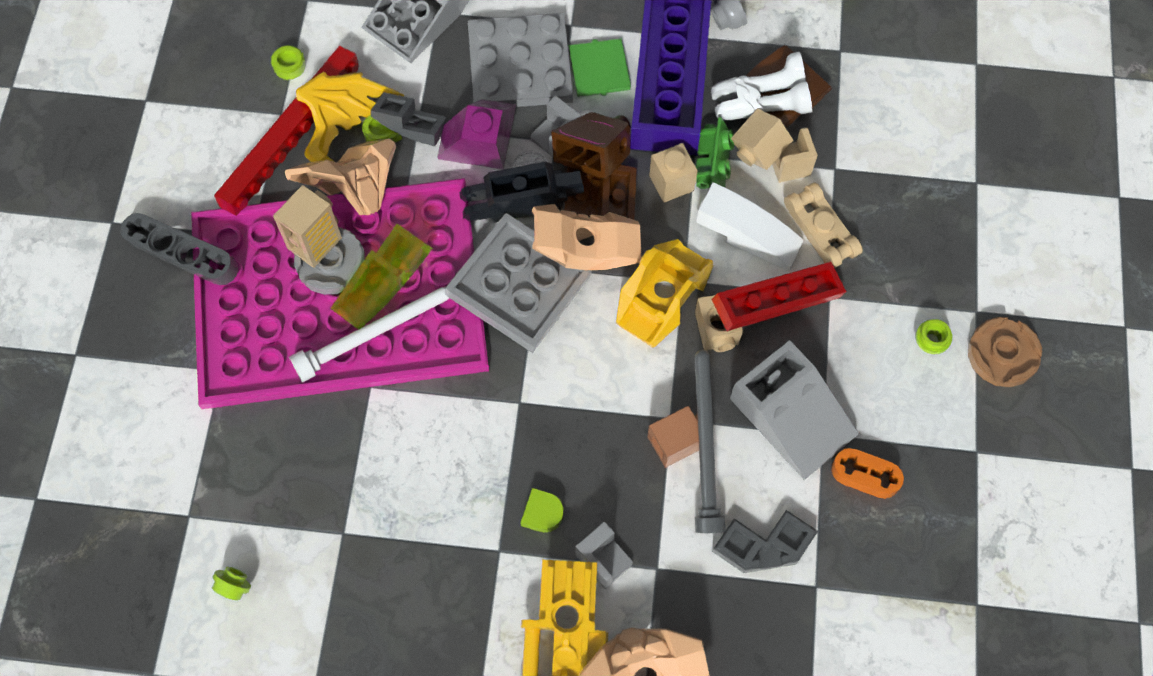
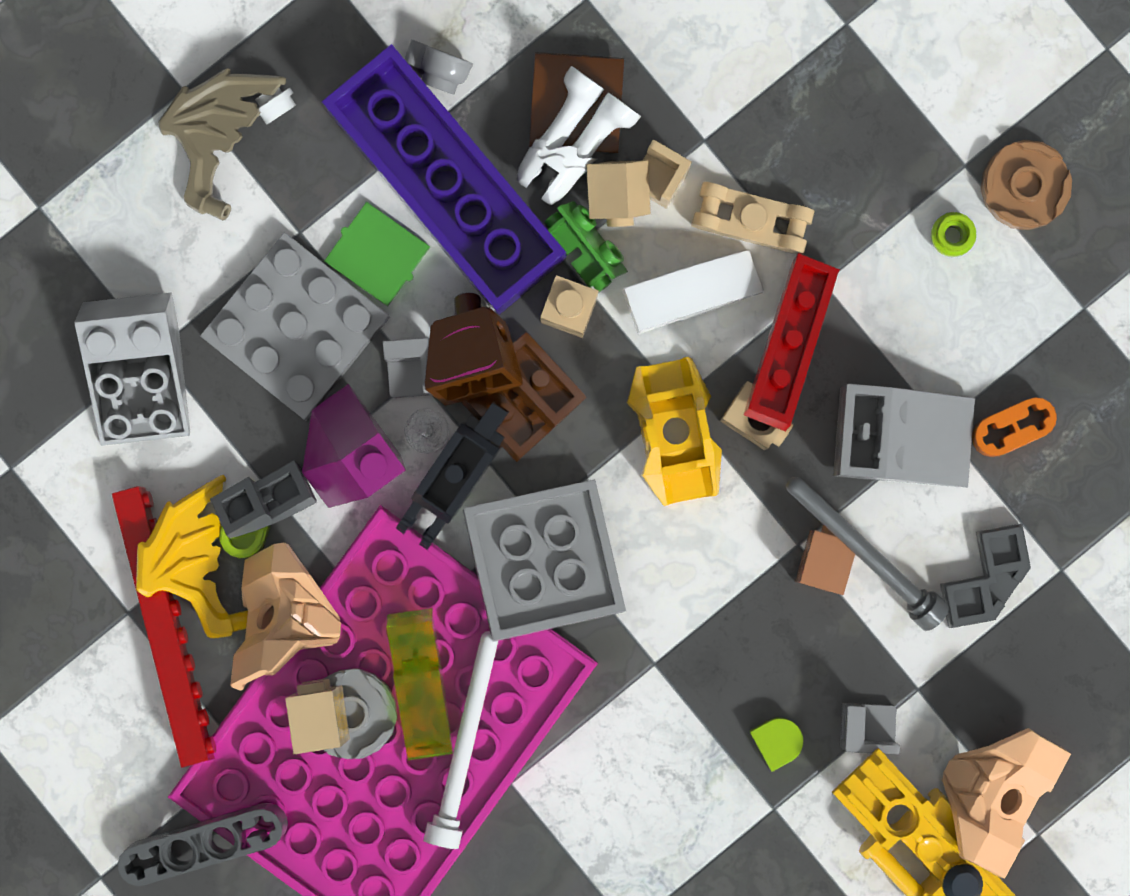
camera: 45 degrees left, 20 degrees up
(288, 62) = (74, 555): lime tile -> none
(559, 232) = (591, 435): light nougat piece -> none

